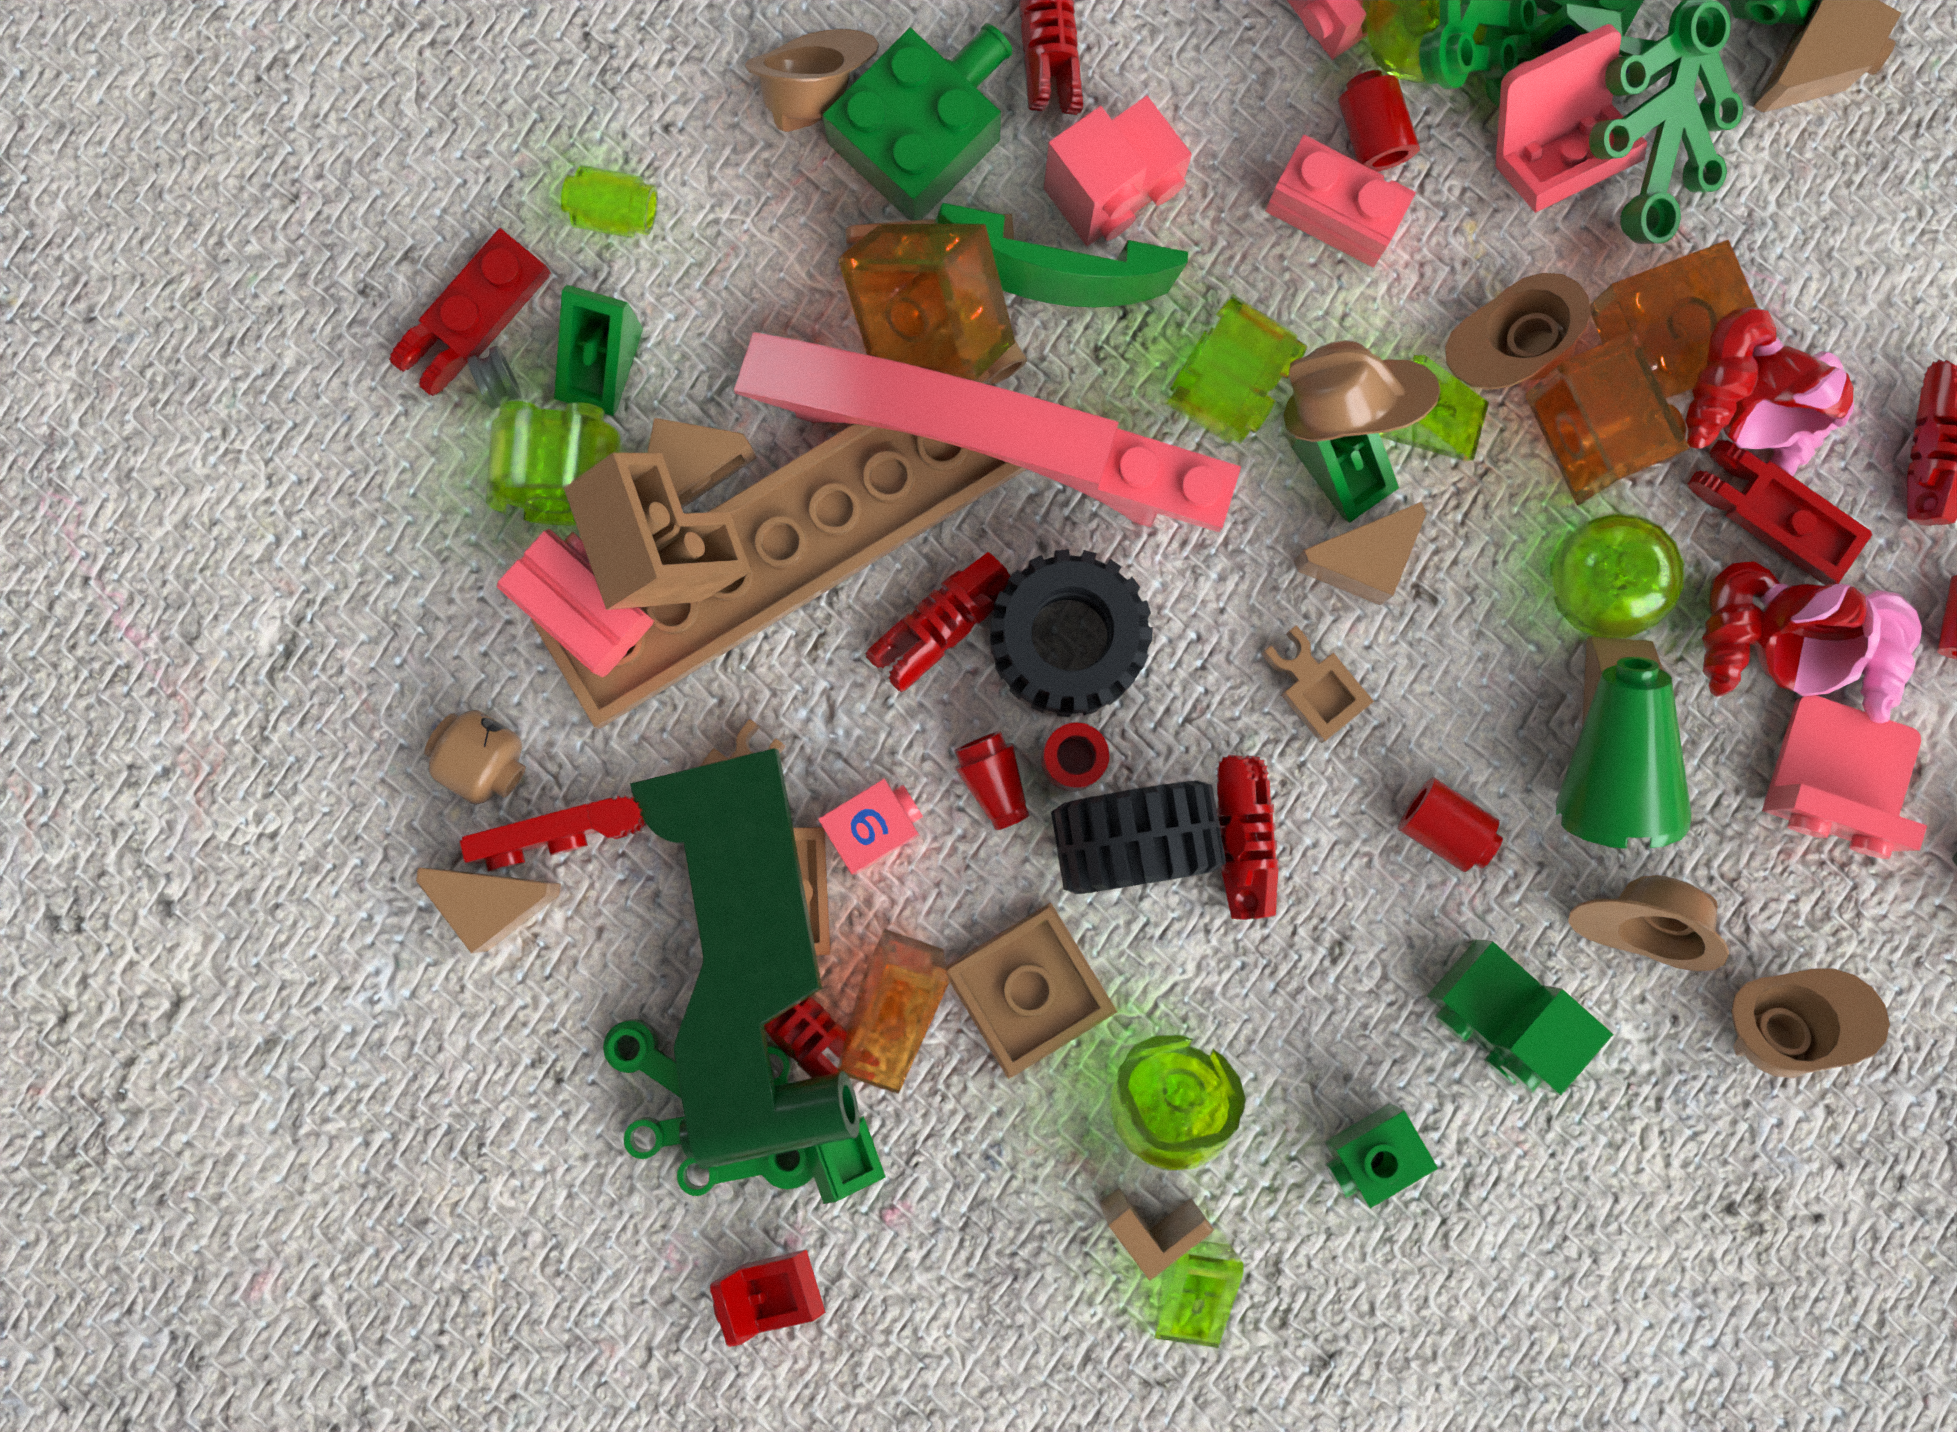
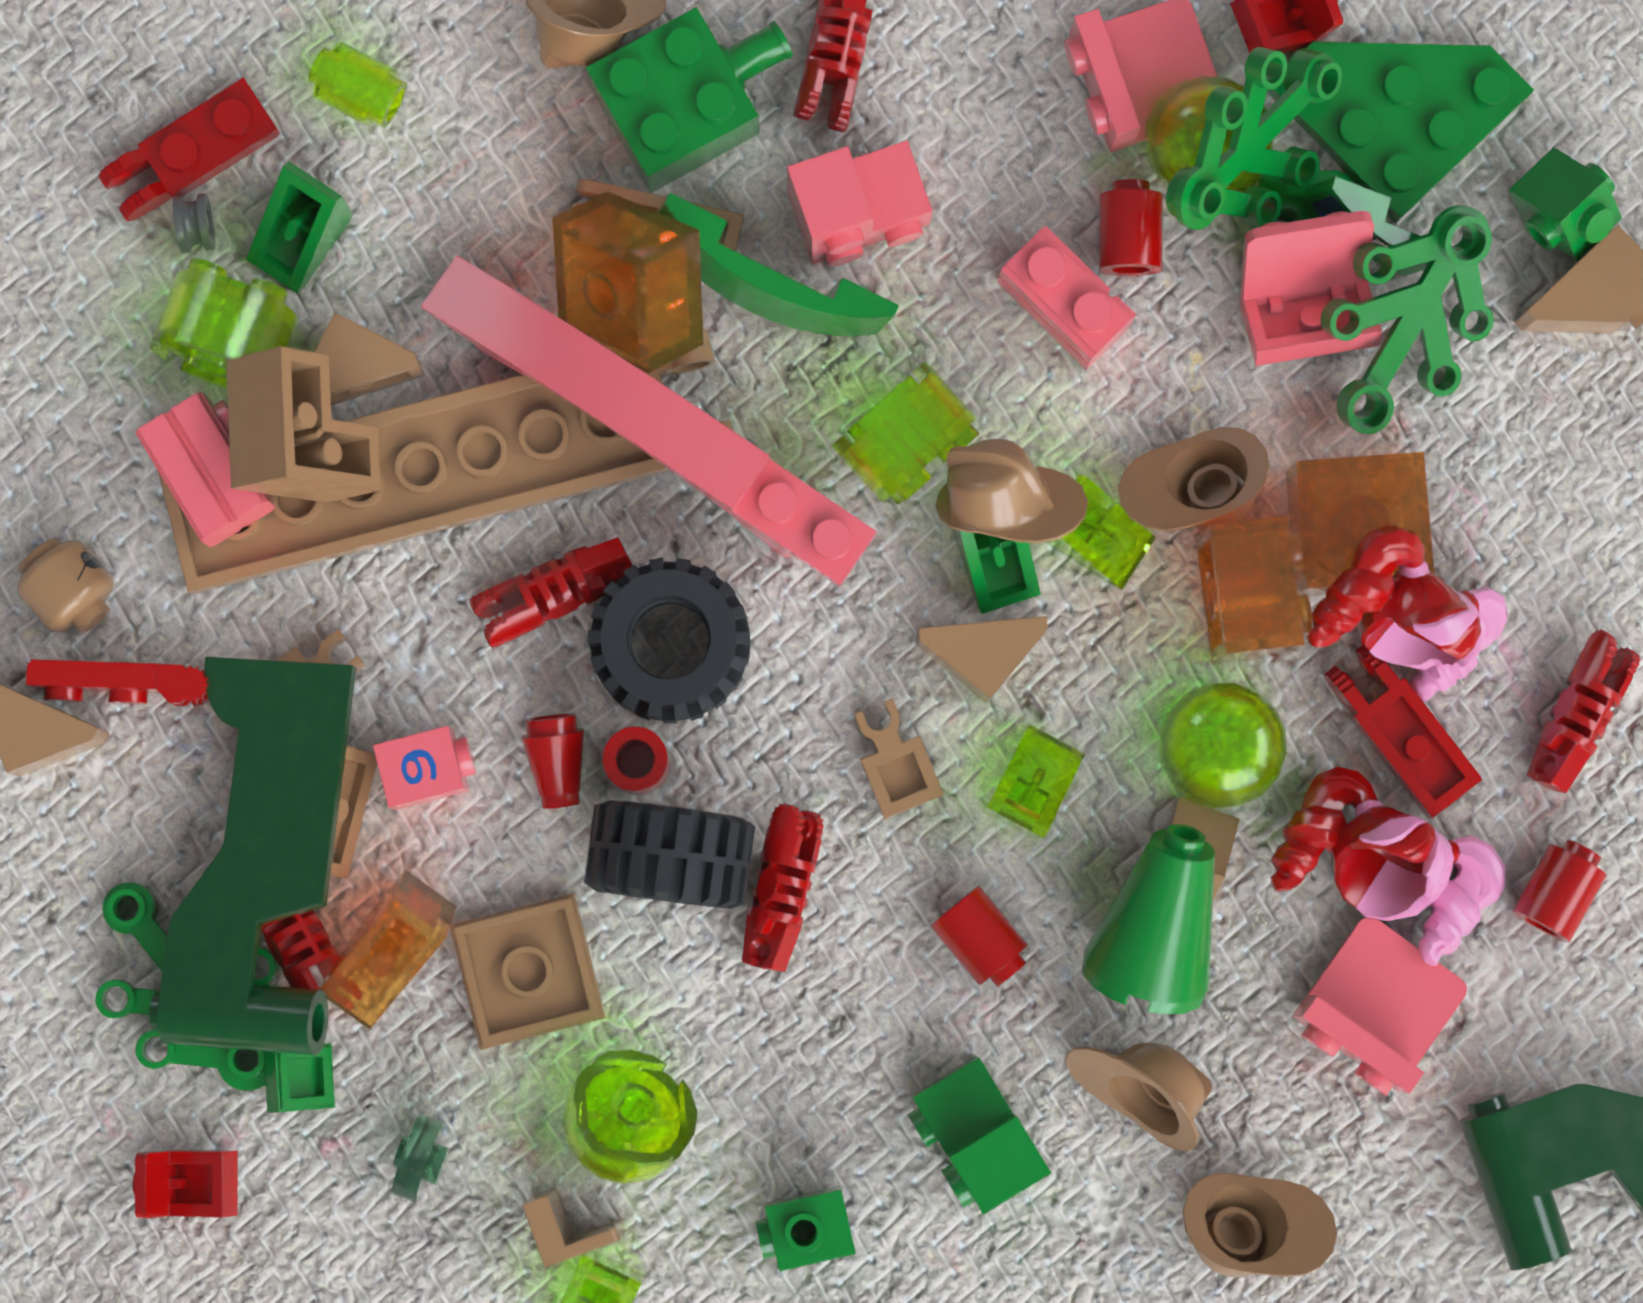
camera: 15 degrees right, 0 degrees up
(985, 1203) = (419, 1158): none -> clear green wheel
(1454, 669) = (1034, 783): none -> clear neon green slope

